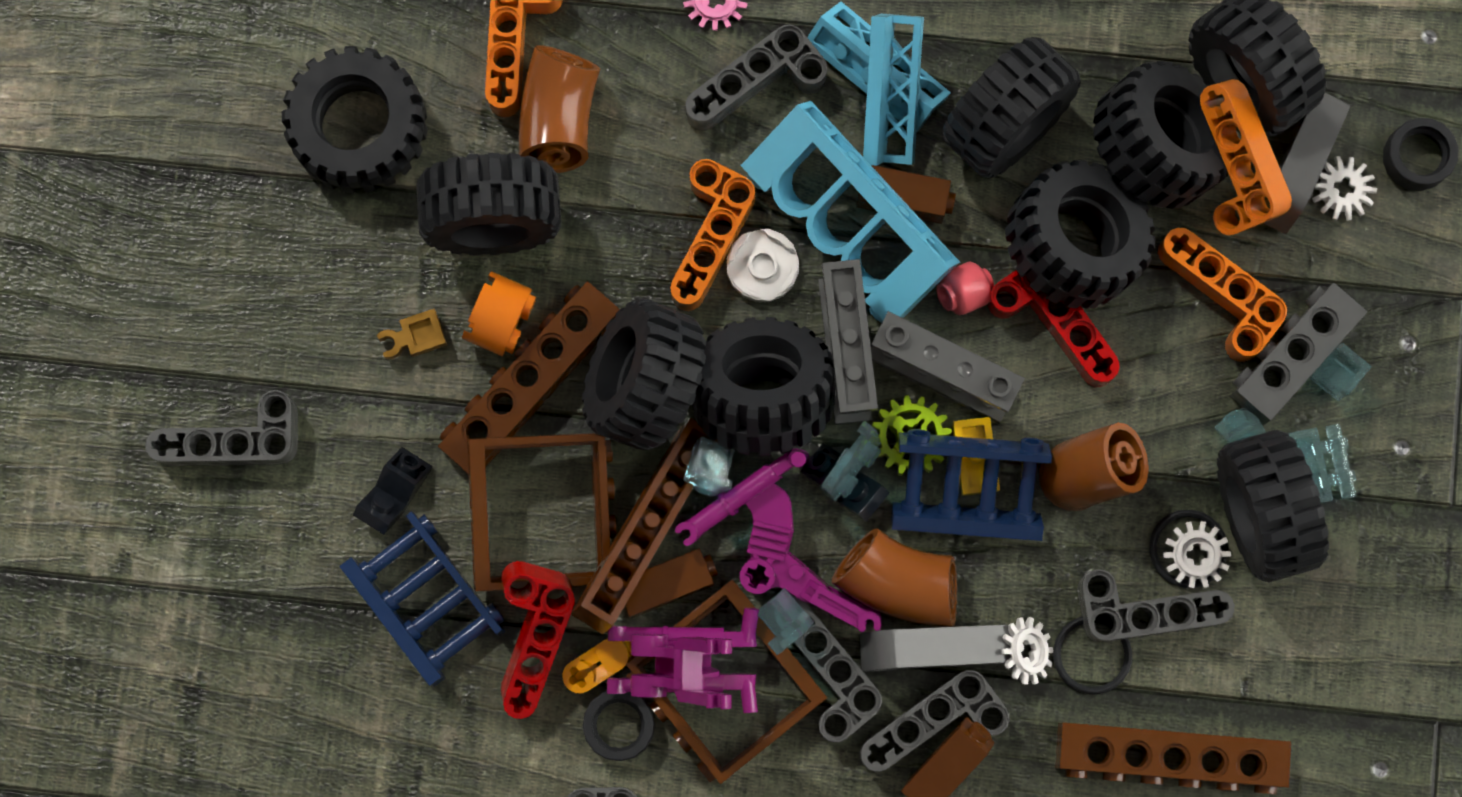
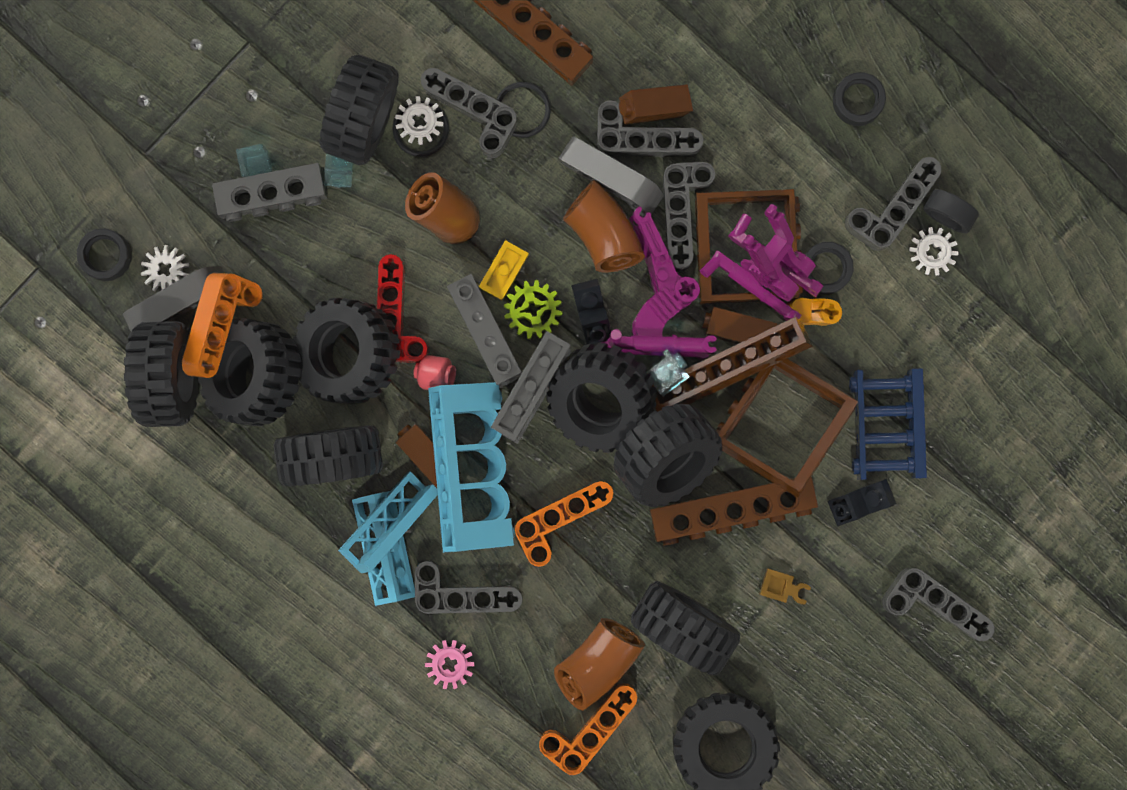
camera: 140 degrees left, 5 degrees up
(498, 314) = (724, 560): orange brick -> none
(531, 643) = (845, 349): red beam -> none
(762, 265) = (543, 477): white tile -> none
(785, 620) = (688, 252): clear light blue panel -> none
(862, 453) = (571, 317): clear light blue wing -> none
(985, 518) = (536, 235): dark blue fence -> none
(1038, 655) = (555, 129): white gear -> none
(1218, 290) = (285, 264): orange beam -> none
(1313, 450) = (309, 130): clear light blue plate -> none

